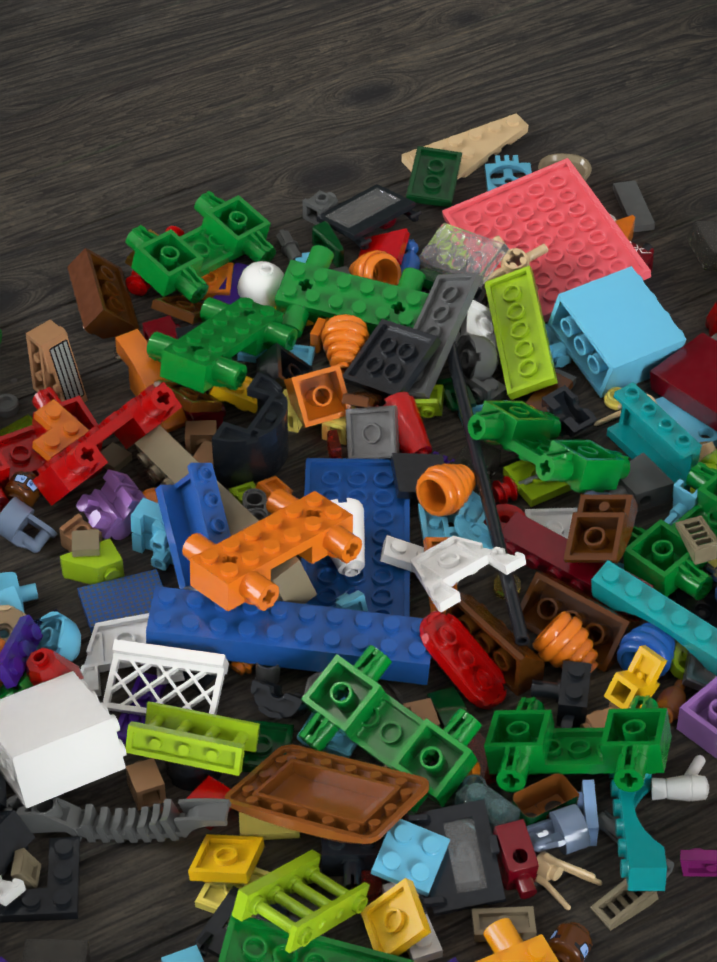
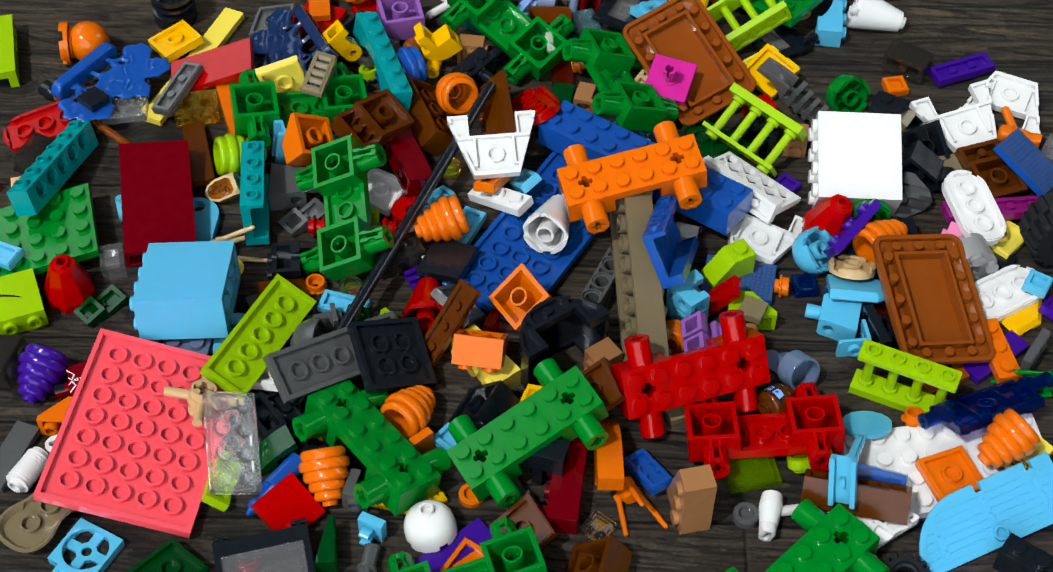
camera: 150 degrees left, 5 degrees up
(60, 930) = (895, 85): none -> orange tile
(61, 430) = (723, 407): orange plate -> none
(74, 608) = (782, 286): none -> orange plate
(106, 393) = (647, 471): none -> blue plate
(114, 869) = (847, 94): none -> green cylinder
(116, 373) = (629, 495): none -> orange plant
(127, 552) = (724, 294): none -> red tile
(133, 591) = (731, 260): none -> lime slope
(310, 442) = (518, 295): none -> orange slope
(332, 758) = (671, 78): none -> dark pink tile
(407, 581) = (525, 181): none -> medium azure tile
(607, 194) = (27, 470): none -> white head
(652, 494) = (302, 134): none -> orange slope
(674, 249) = (39, 372): none -> dark purple piece
(692, 320) = (105, 305): none -> dark green slope

